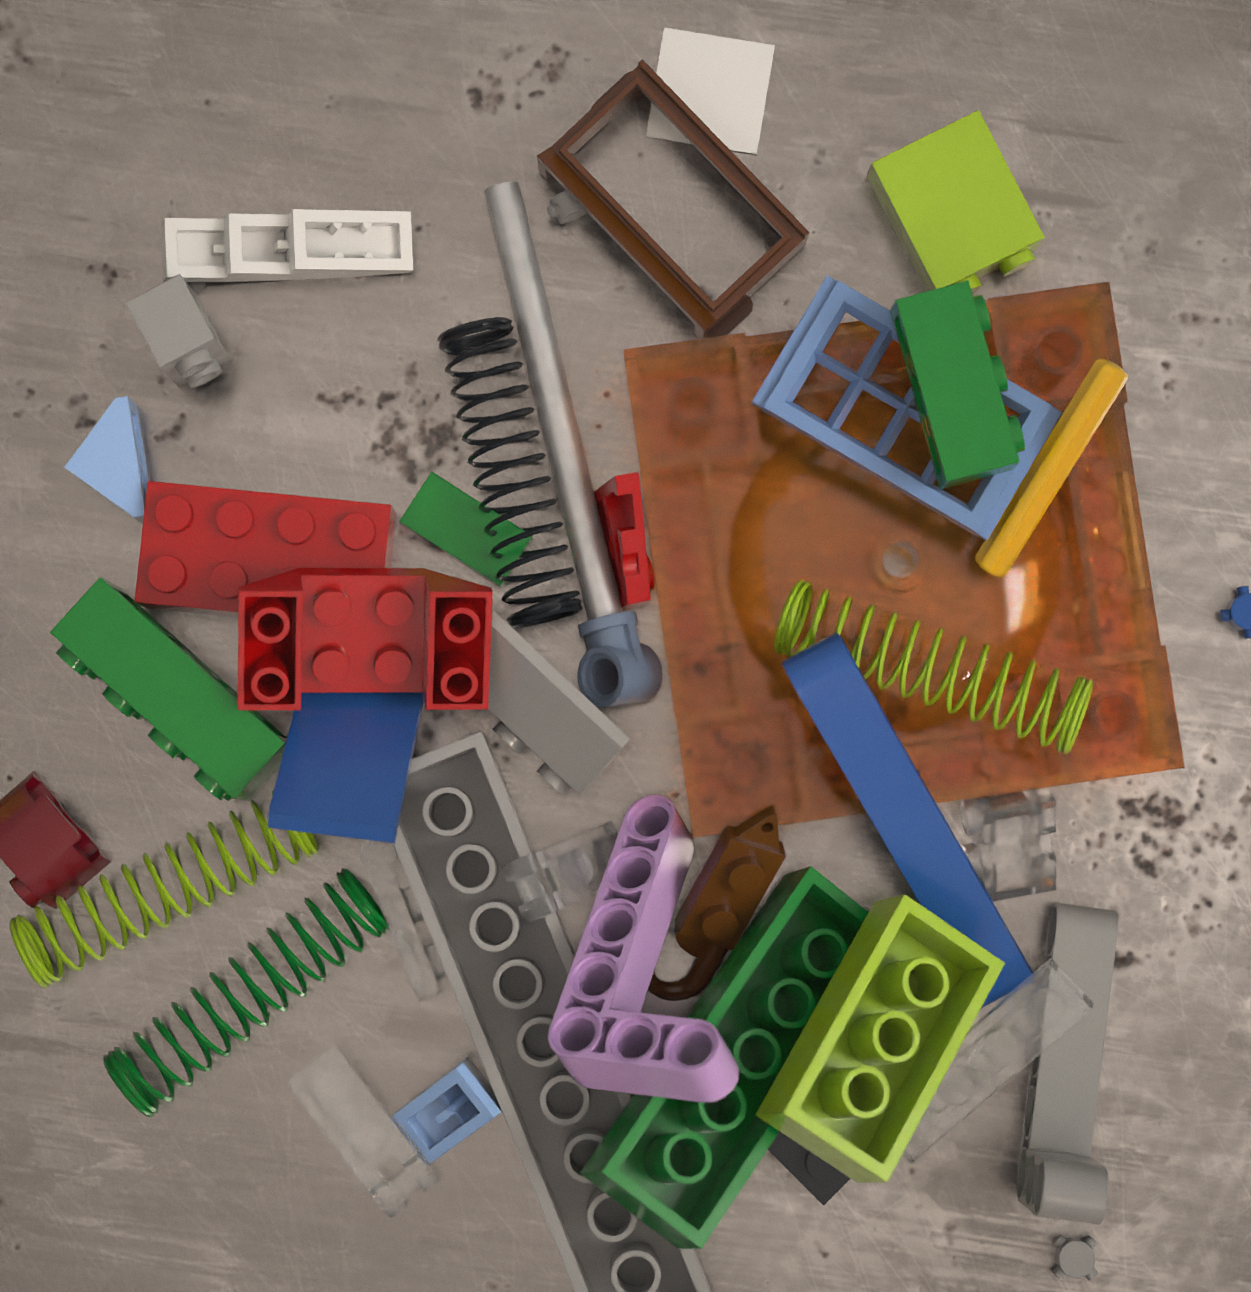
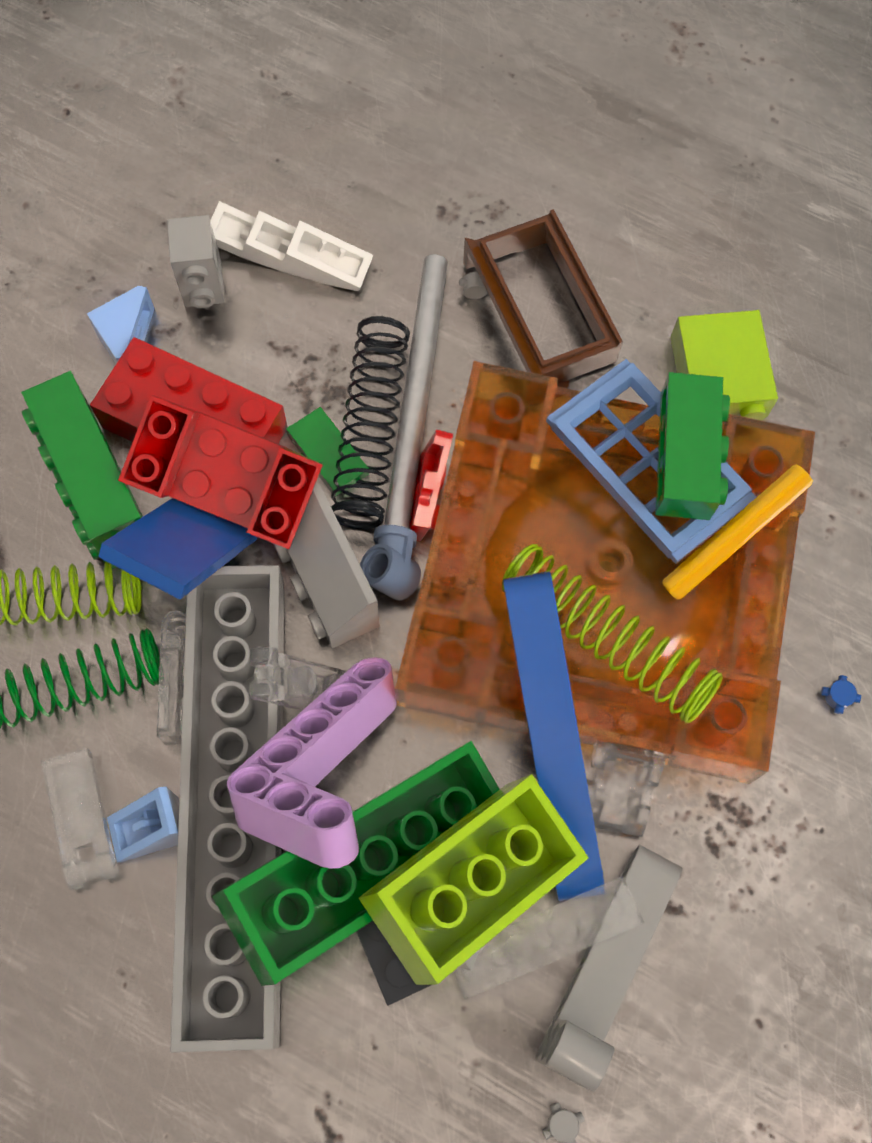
camera: 20 degrees right, 15 degrees down
(719, 81) = (600, 251): white sticker -> none
(724, 900) = (402, 742): reddish brown plate -> none

